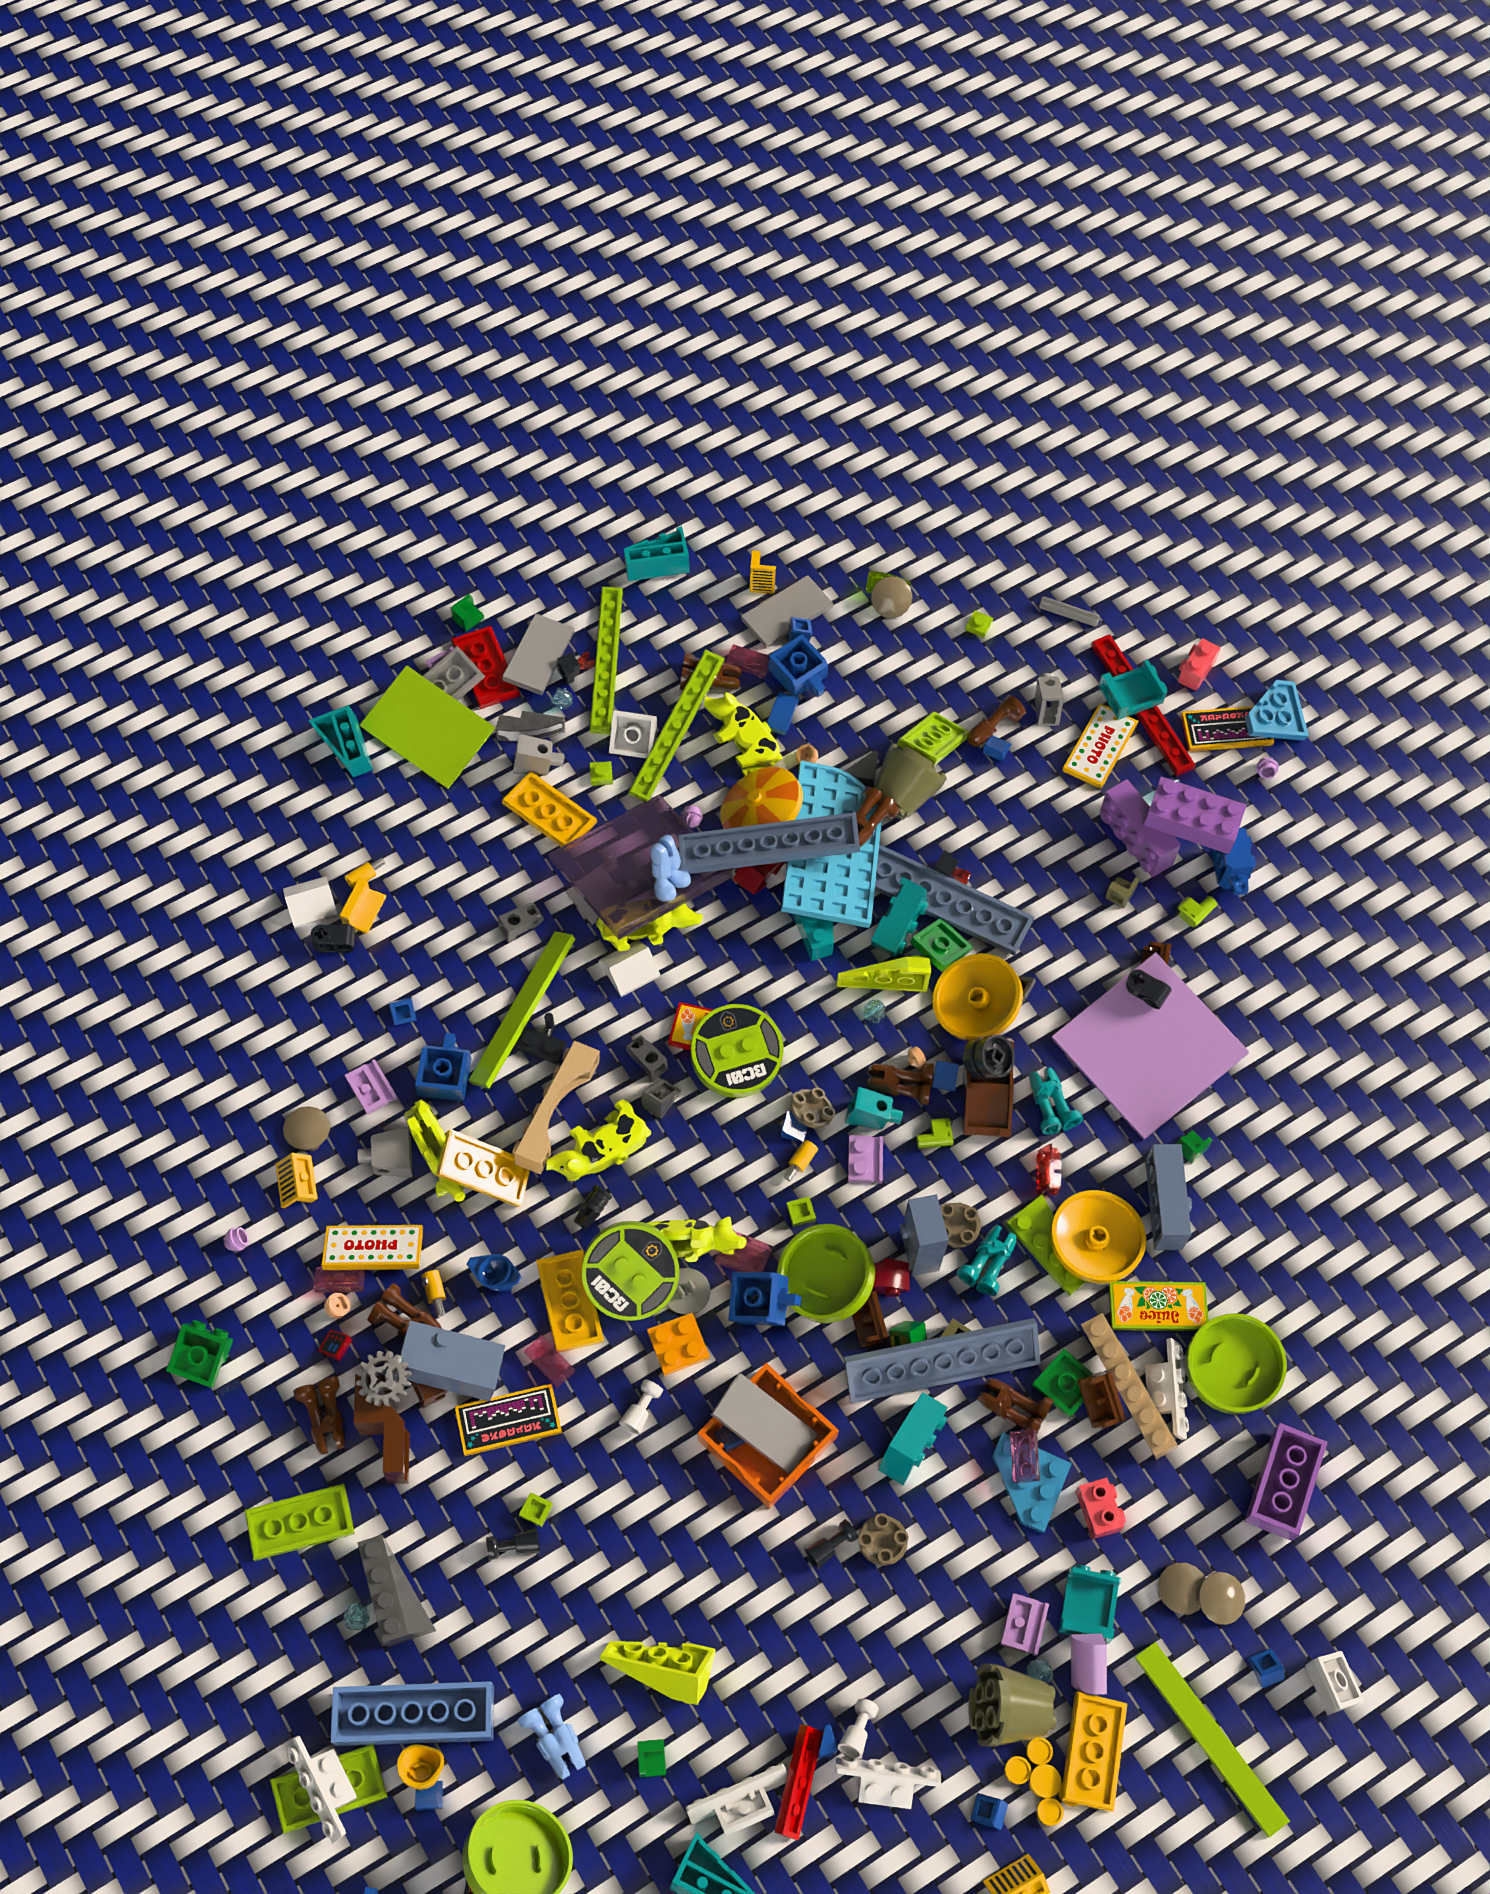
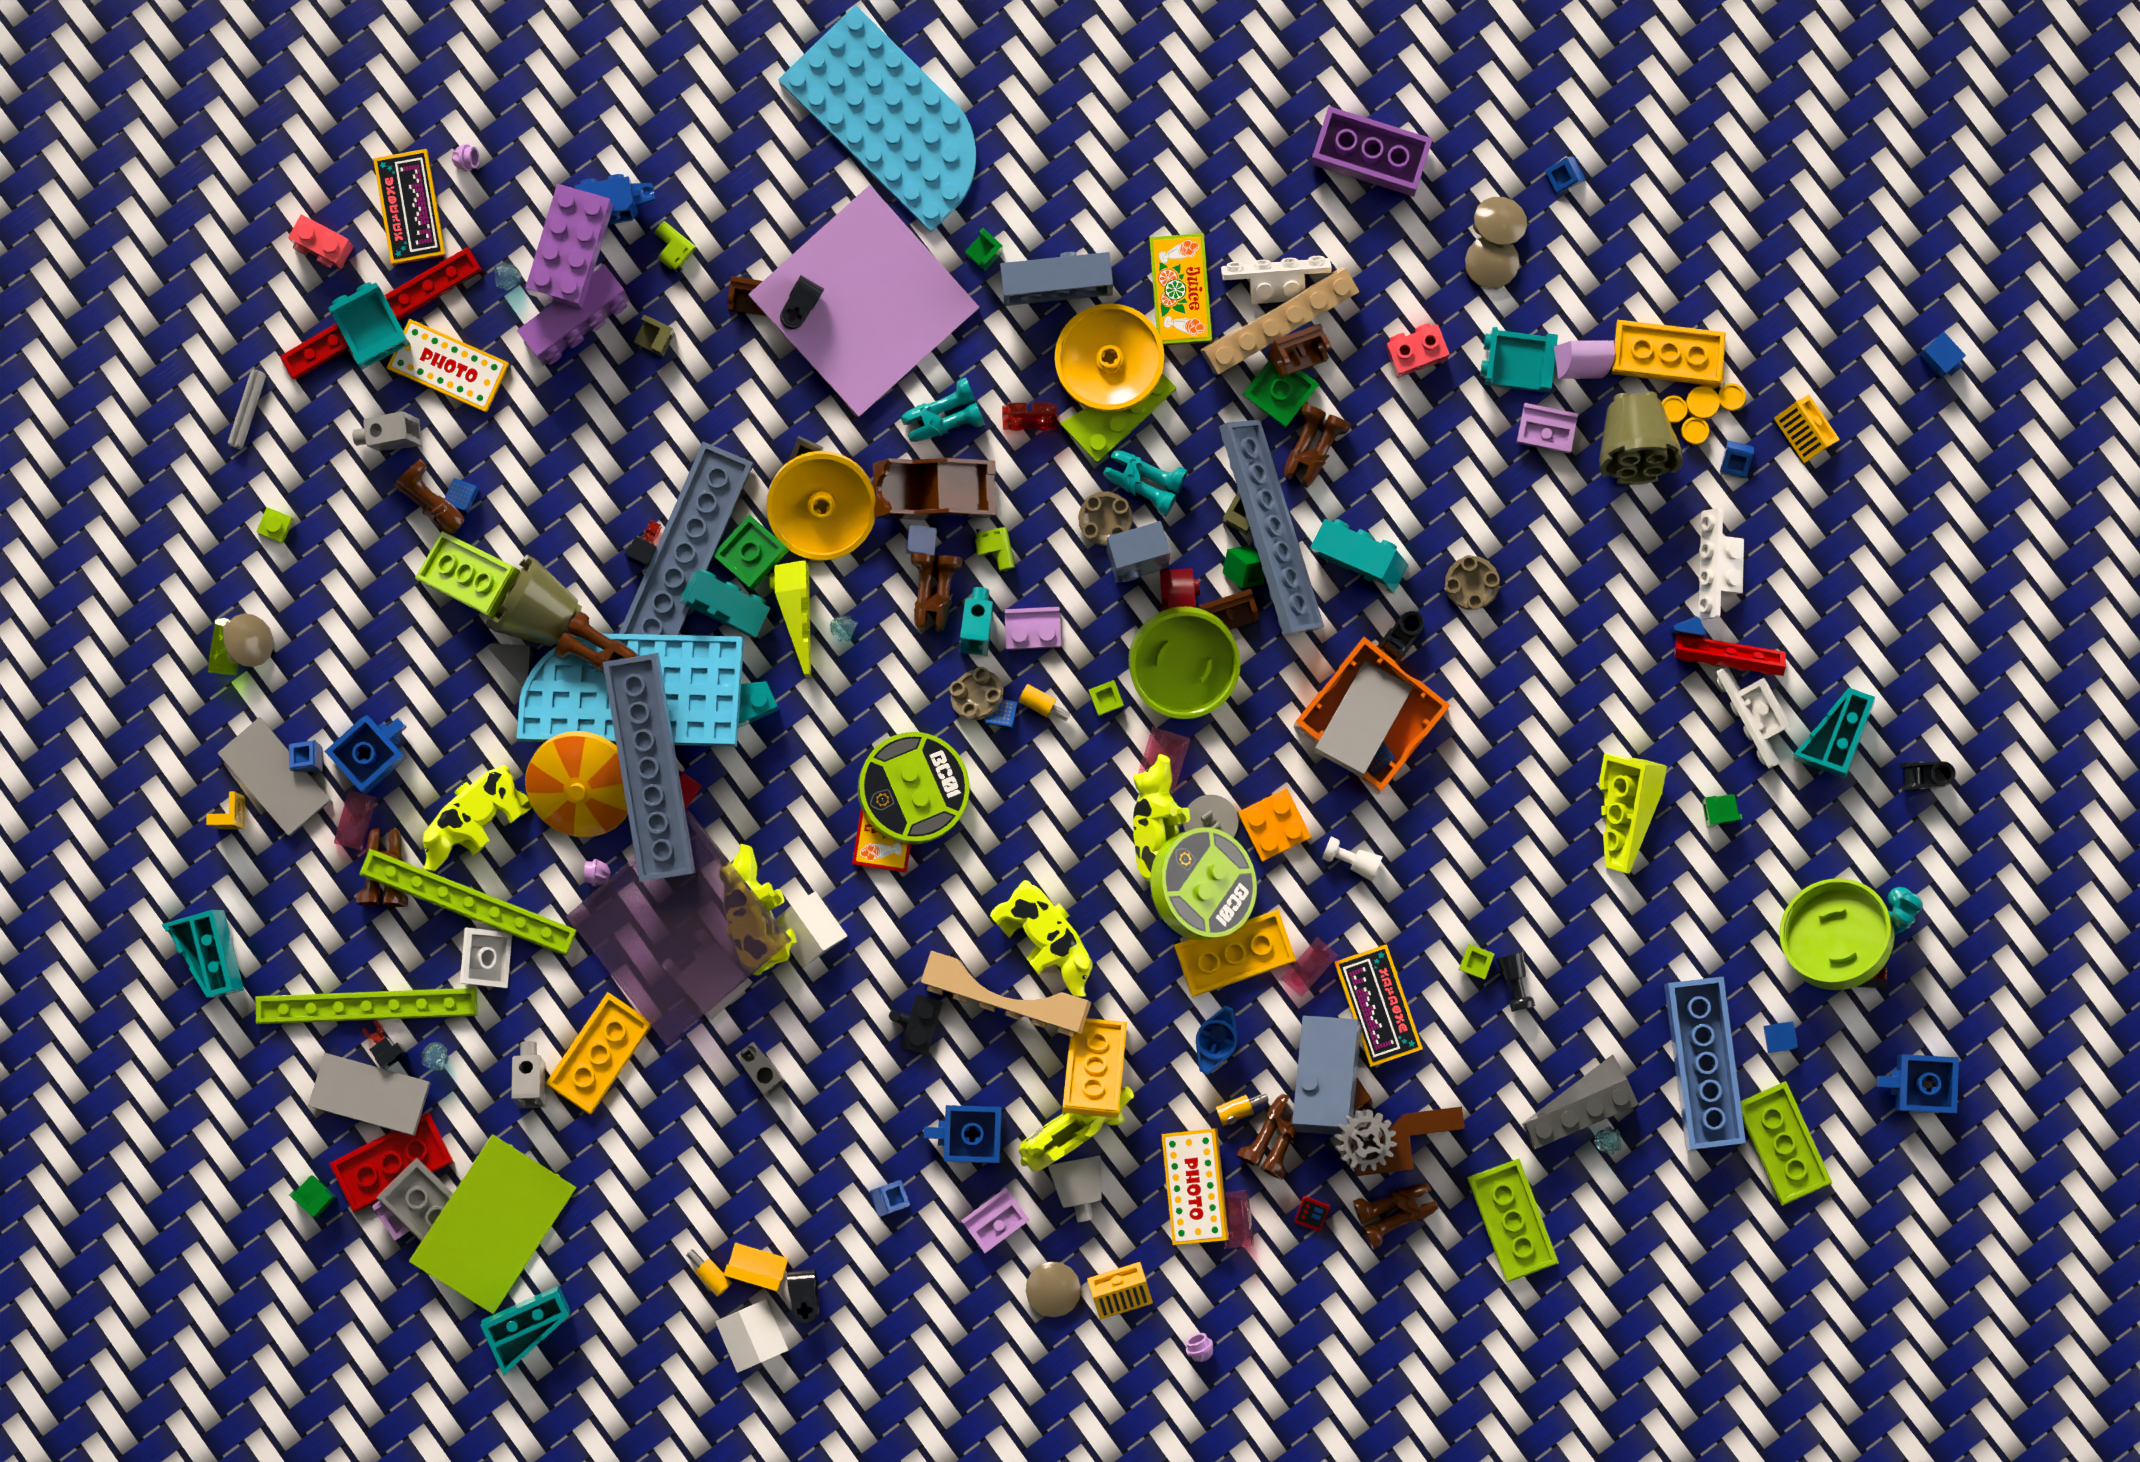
camera: 90 degrees left, 20 degrees up
(199, 1353) = (1338, 1363): green plate -> none
(325, 1784) = (1783, 1145): white bracket -> none
(337, 1305) = (1266, 1217): light nougat tile -> none
(420, 1766) = (1756, 1047): yellow helmet -> none
(521, 1010) = (877, 1052): lime tile -> none
(529, 724) = (482, 1093): flat silver slope -> none
(556, 1744) = (1718, 909): light blue piece -> none
(592, 1207) = (1123, 939): black hinge -> none
(601, 773) = (539, 993): lime plate -> none
(647, 1057) = (928, 895): dark grey leg -> none
(659, 1097) = (977, 873): dark grey slope -> none
(665, 869) = (698, 886): light blue piece -> none
(760, 1298) = (1224, 720): blue hinge -> none
(782, 713) = (433, 770): blue slope -> none
(807, 753) = (494, 734): light nougat tile -> none
(823, 1549) = (1490, 645): black piece -> none
(834, 1467) = (1401, 637): none -> black piece
(855, 1737) = (1682, 599): white piece -> none
(916, 1058) = (902, 575): light nougat tile -> none
(989, 1057) = (911, 487): black wheel -> none
(1025, 1456) = (1372, 432): plate -> none
(1036, 1499) = (1390, 426): dark azure plate -> none
(1040, 1670) = (1594, 411): clear light blue plate -> none
(1212, 1740) = (1642, 233): lime tile -> none
(1235, 1363) = (1243, 204): lime piece -> none
(1278, 714) = (387, 143): dark azure plate -> none
(1308, 1081) = (887, 116): none -> medium azure plate
(1334, 1682) = (1575, 104): white slope -> none

